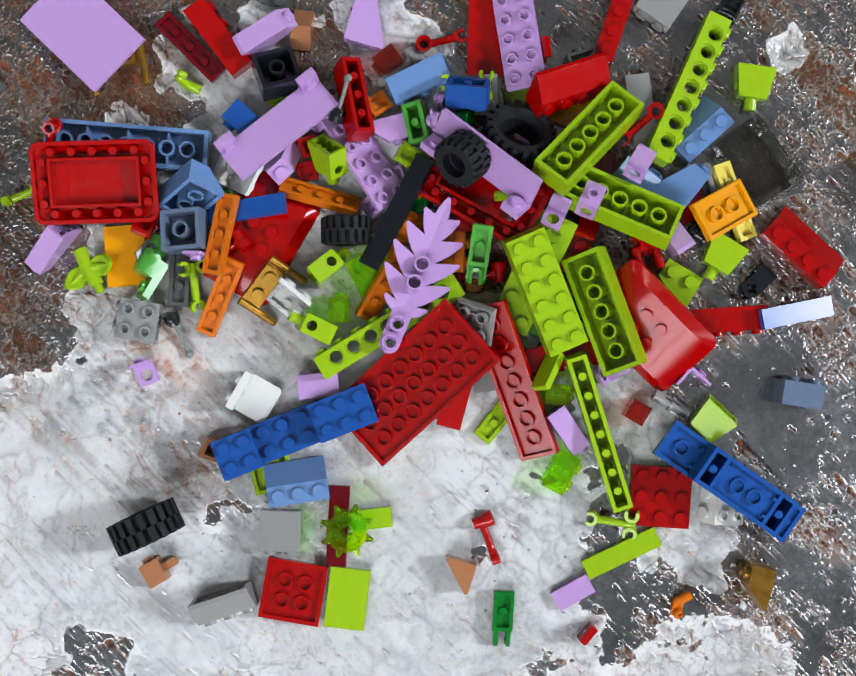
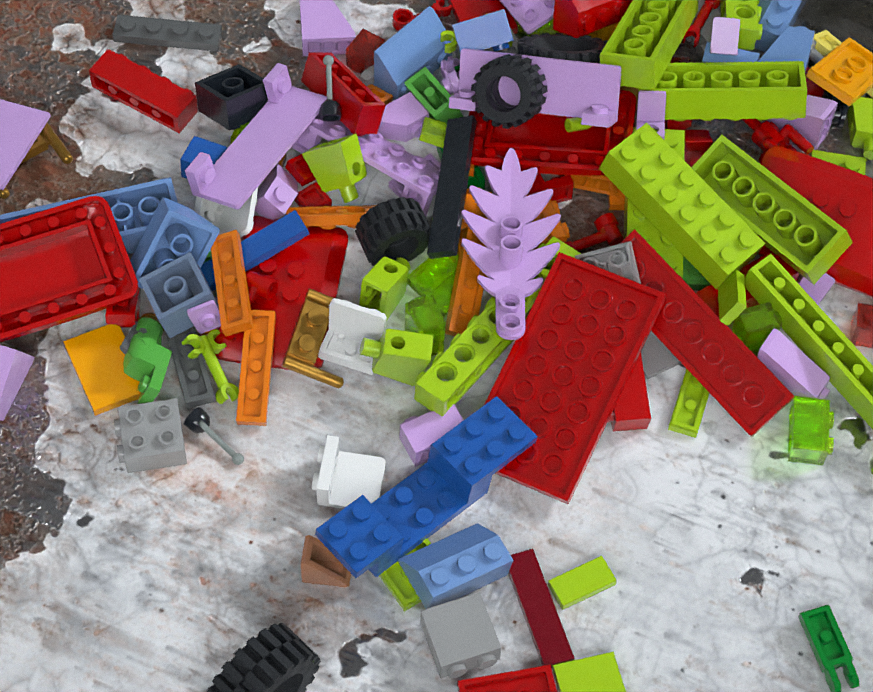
camera: 20 degrees left, 30 degrees down
(88, 271) = (60, 399): lime plant -> none
(141, 364) = (175, 490): lavender bracket -> none
(187, 84) = (118, 152): lime arm -> none
(190, 47) = (111, 112): dark red plate -> none
(265, 32) = (204, 53): lavender slope -> none
(302, 35) = (246, 52): nougat slope -> none
(355, 539) = (555, 611): clear neon green brick -> none
(462, 570) = (741, 603): nougat slope -> none
(478, 256) = (578, 202): bright green plate -> none
(483, 522) = (739, 531): red brick -> none
(590, 199) = (687, 84): lavender bracket -> none

